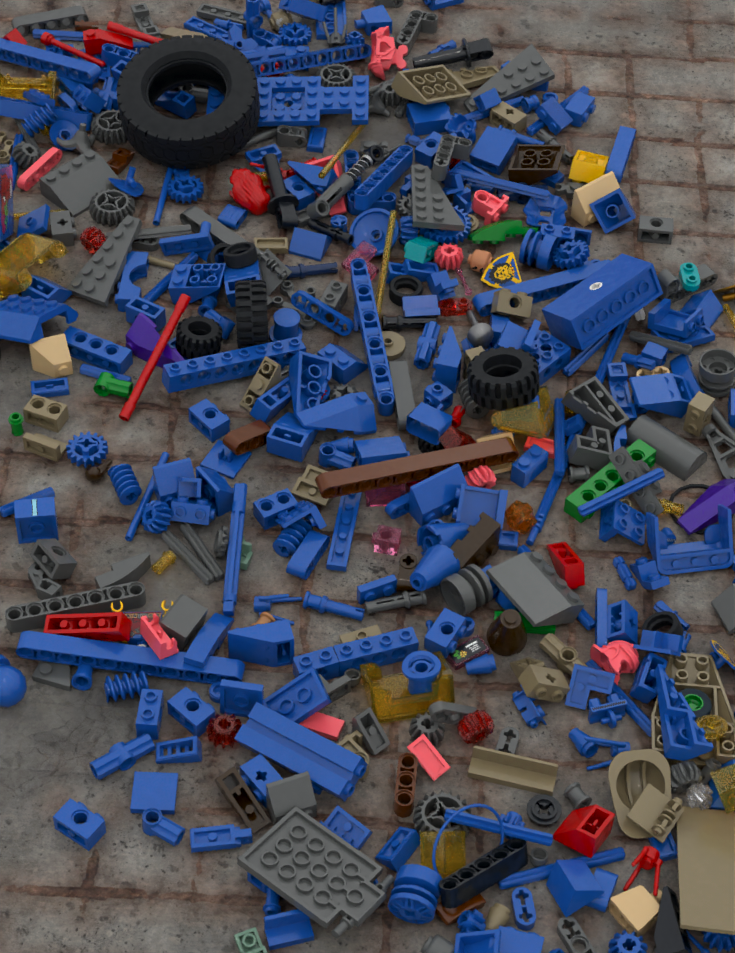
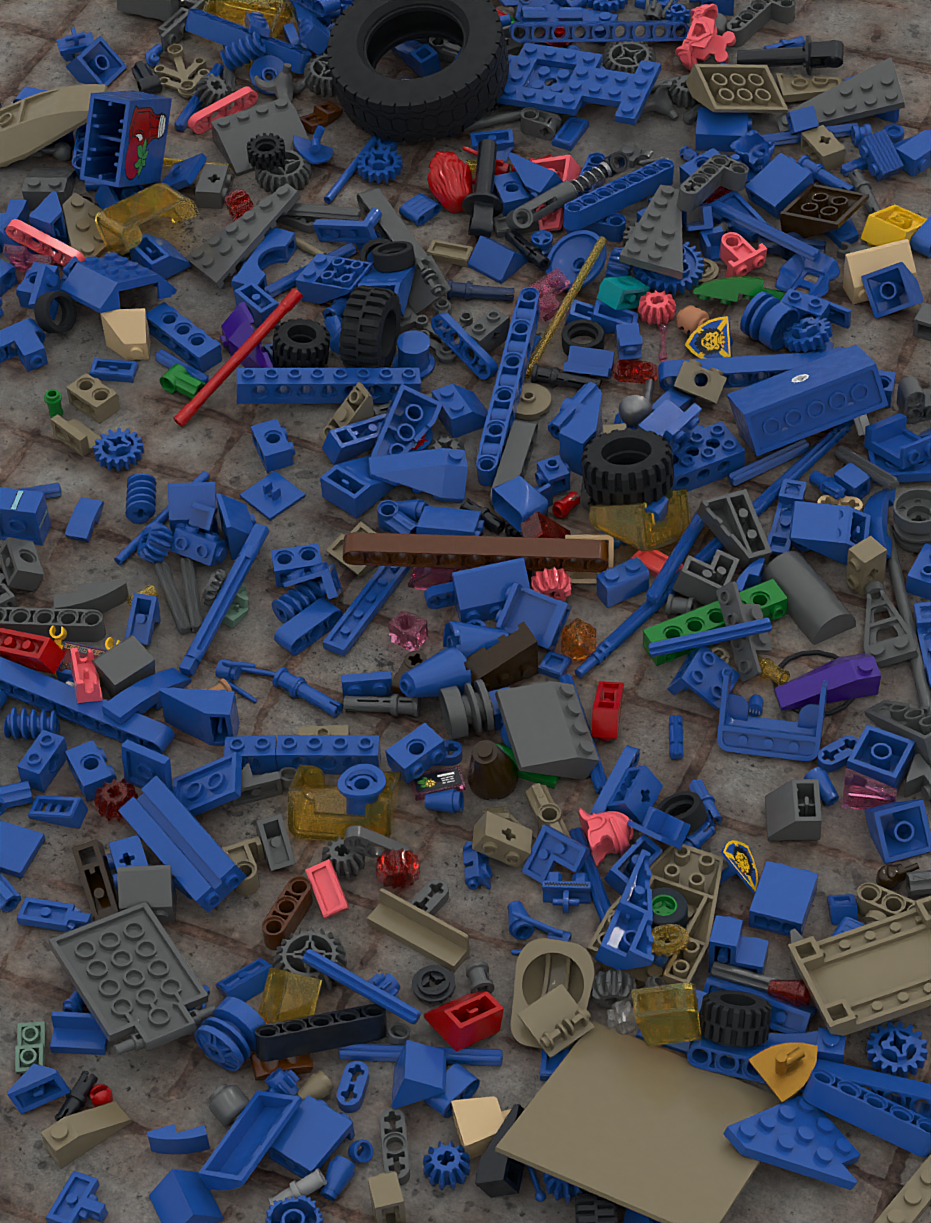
camera: 25 degrees right, 0 degrees up
(85, 511) = (83, 519): none -> blue slope
(90, 196) = (257, 151): none -> black tyre
(97, 472) = (117, 478): dark brown piece -> none
(175, 578) = (142, 617): none -> blue slope
(247, 437) = (301, 474): reddish brown beam -> none
(324, 725) = (229, 822): coral tile -> none
(341, 151) = (584, 150): clear yellow piece -> none
(347, 827) = (195, 944): blue bracket -> none
(411, 443) = (491, 521): none -> black pin
(455, 814) = (299, 951): blue piece -> none
(573, 424) = (702, 544): blue tile -> none
(647, 574) = (704, 744): blue slope -> none
(647, 860) = (525, 1071): red plant -> none

